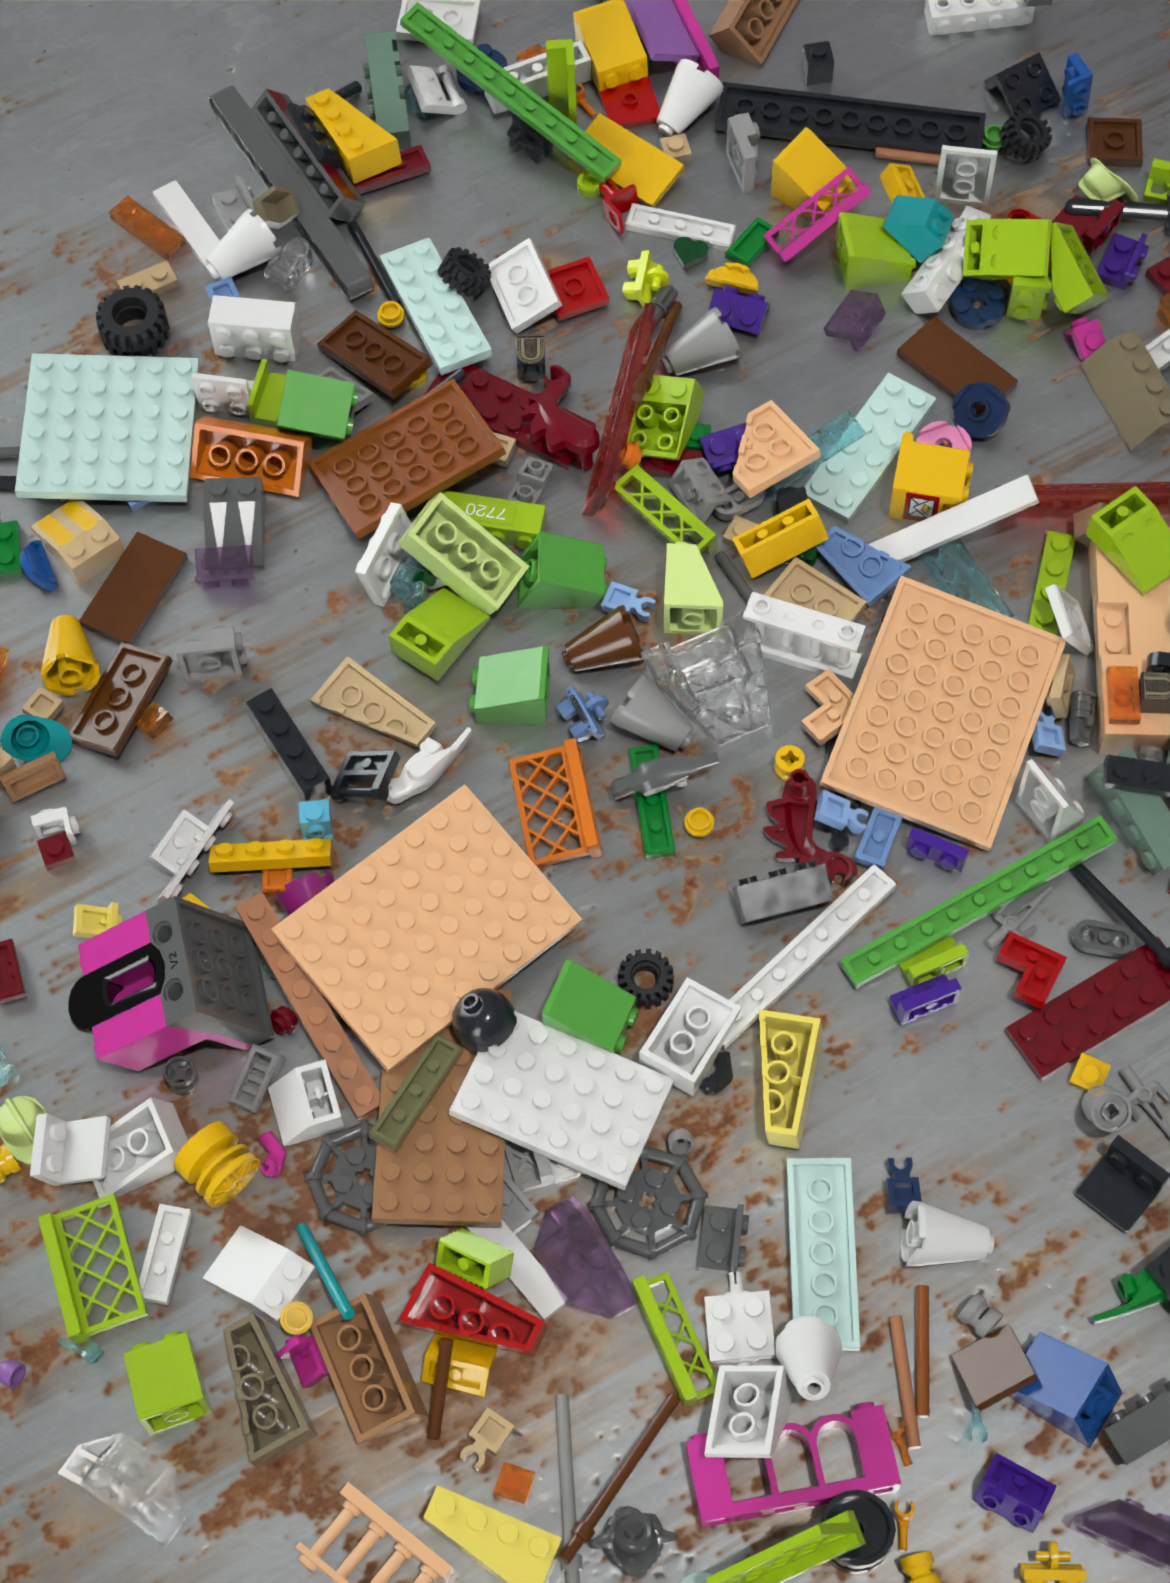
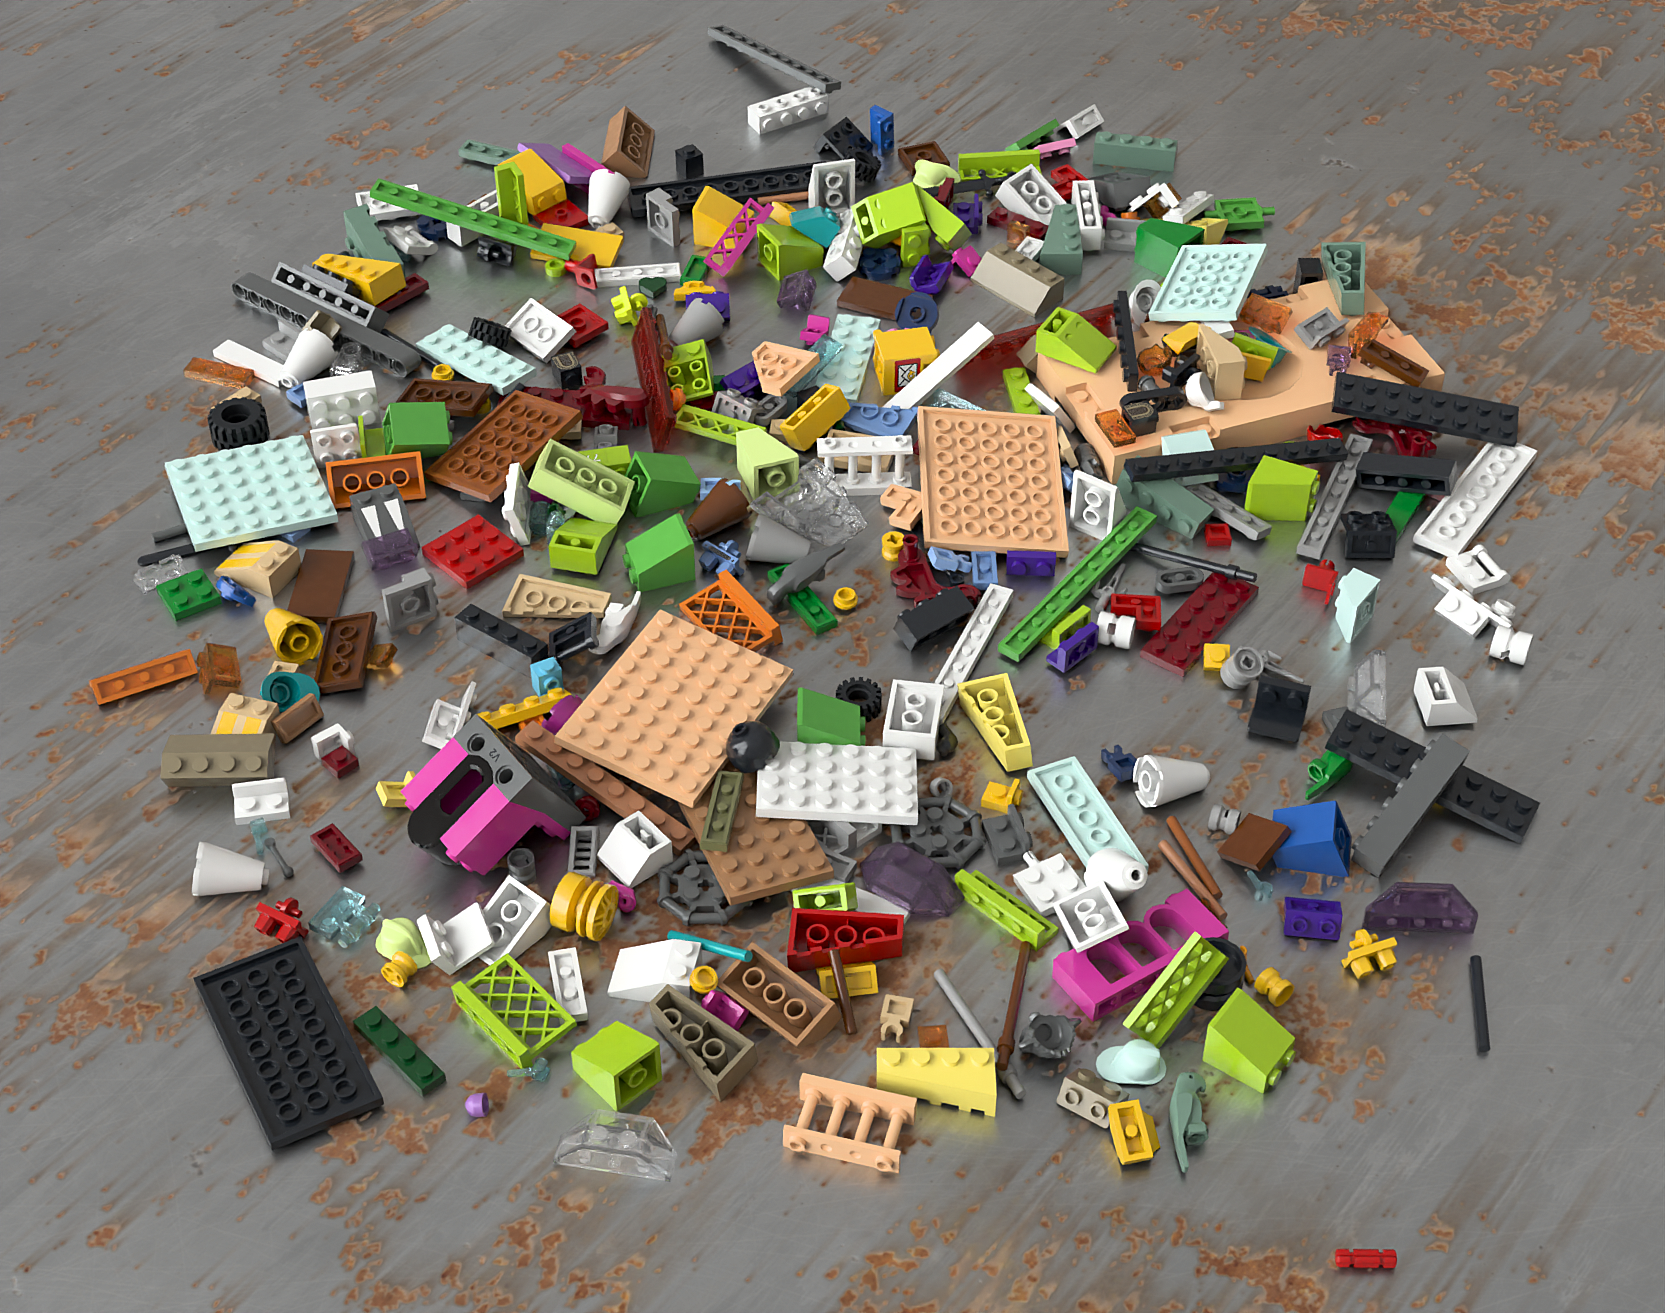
camera: 25 degrees left, 20 degrees down
(316, 597) = (472, 551): none -> red plate
(744, 1179) = (1000, 796): none -> yellow bracket
(848, 393) = (815, 329): none -> dark pink bracket
(993, 999) = (1123, 633): none -> white wheel
(1027, 348) = (929, 277): none -> dark purple bracket

